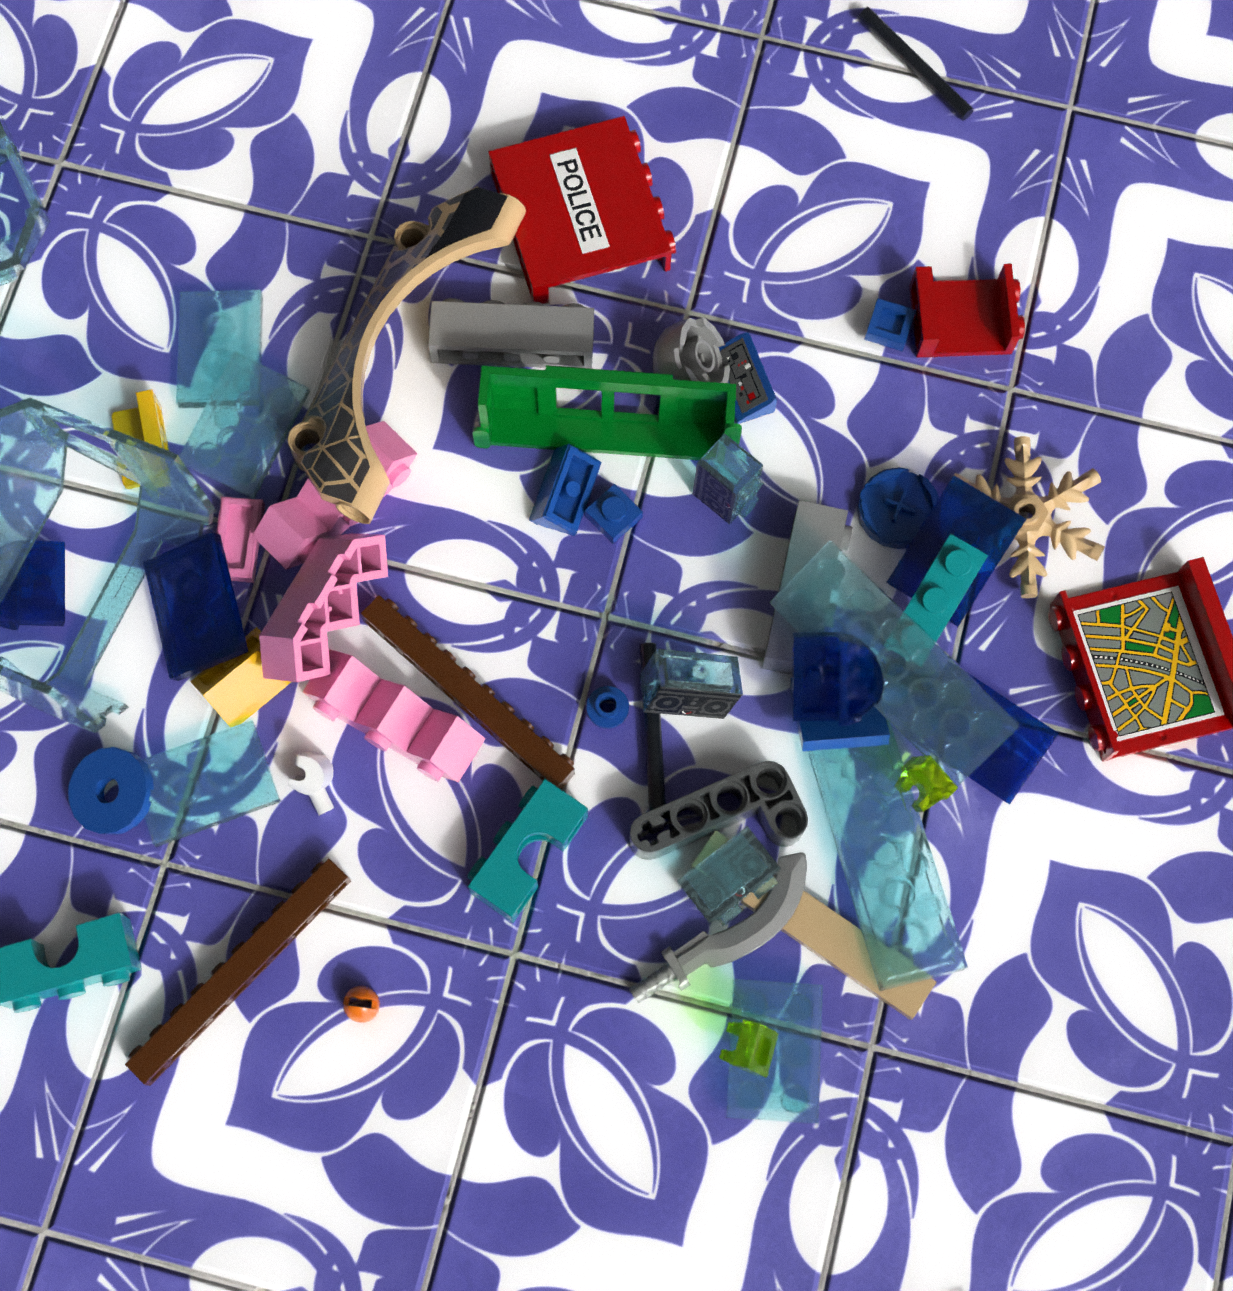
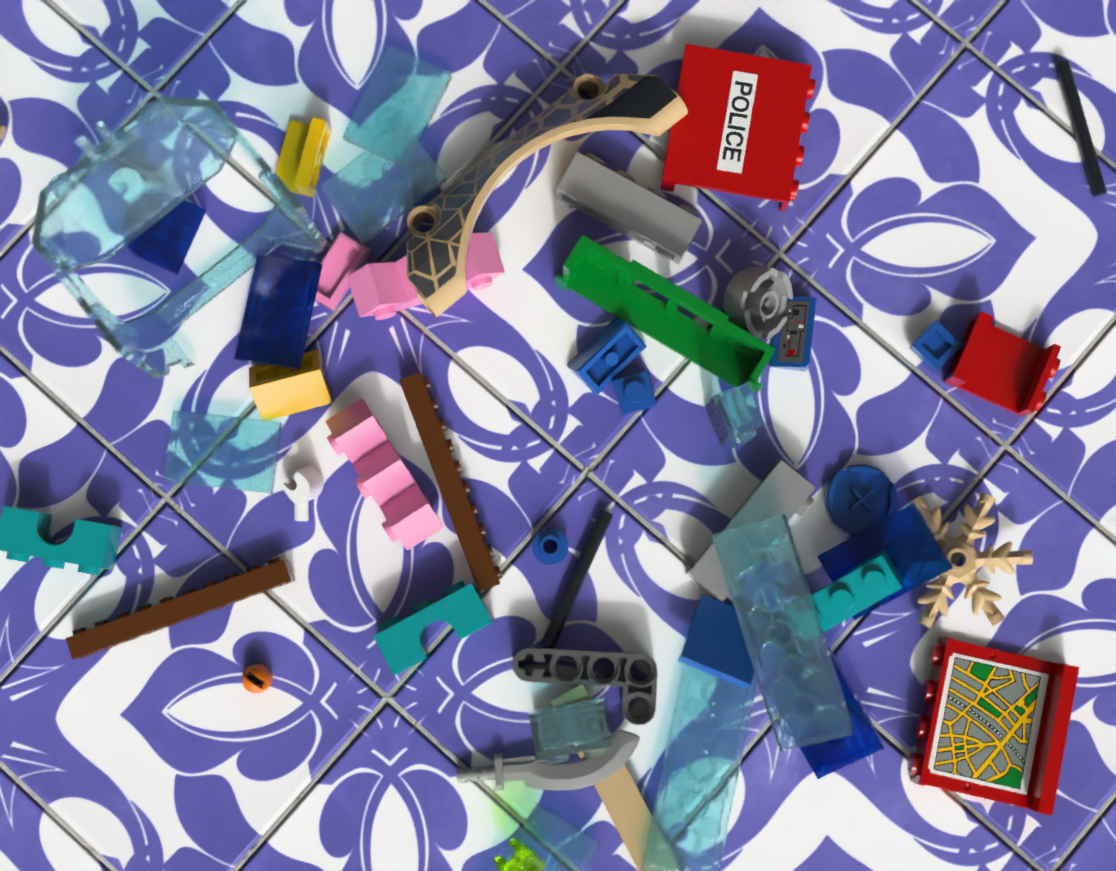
camera: 30 degrees right, 10 degrees up
(88, 786) = (133, 419): blue tile -> none
(318, 602) = (369, 361): bright pink brick -> none
(690, 684) = (620, 565): clear light blue brick -> none
(833, 677) = (729, 621): clear blue slope -> none
(928, 778) = (763, 733): clear neon green tile -> none

